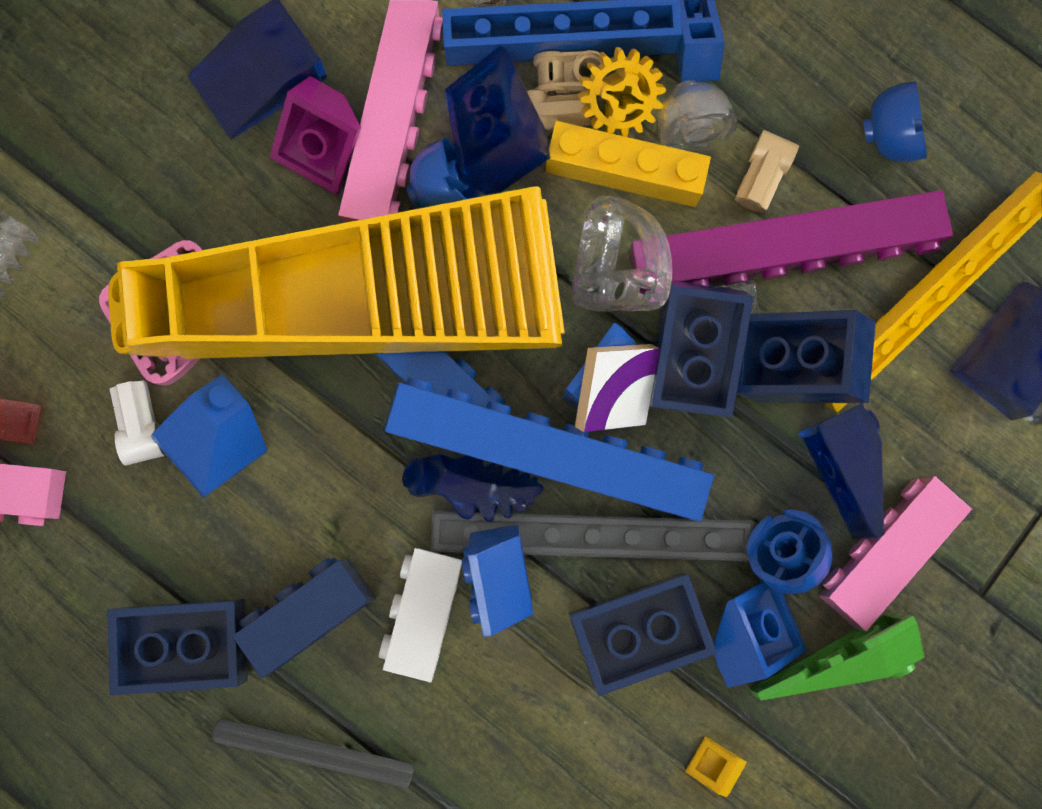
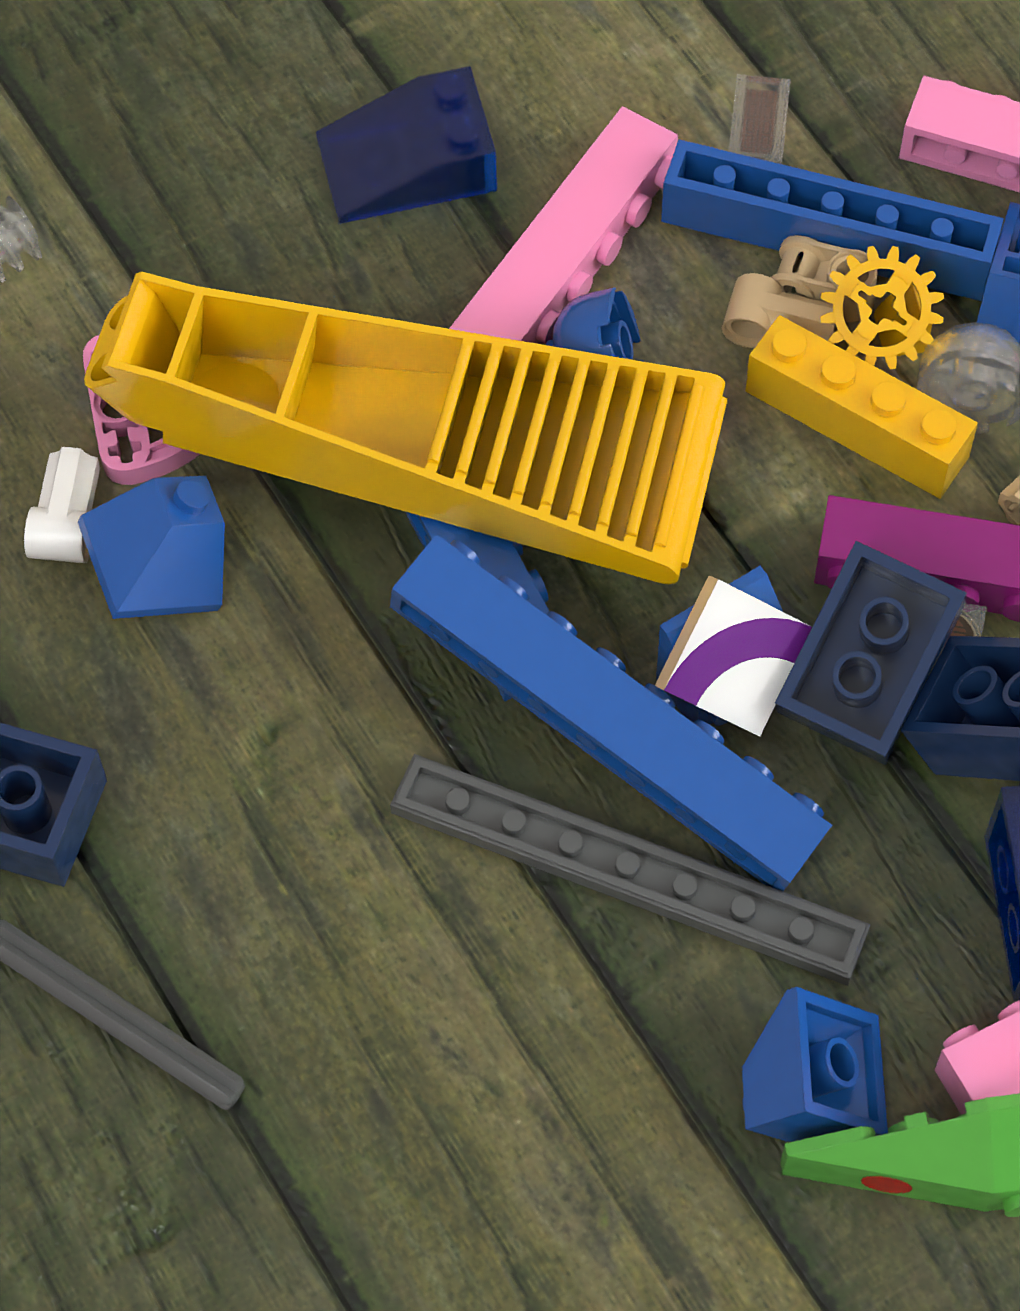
camera: 30 degrees right, 20 degrees down
(302, 615) = (182, 810): dark blue brick -> none
(316, 134) = (451, 242): magenta slope -> none
(421, 614) = (344, 877): white brick -> none
(471, 485) = (480, 735): clear blue plant -> none
(494, 125) = (697, 298): clear blue slope -> none
(499, 579) = (469, 851): blue slope -> none
(607, 217) = (772, 525): clear beam -> none
(642, 633) = (646, 1005): dark blue brick -> none
(715, 767) = (690, 1252): yellow slope -> none
(790, 552) = (907, 973): blue cylinder -> none

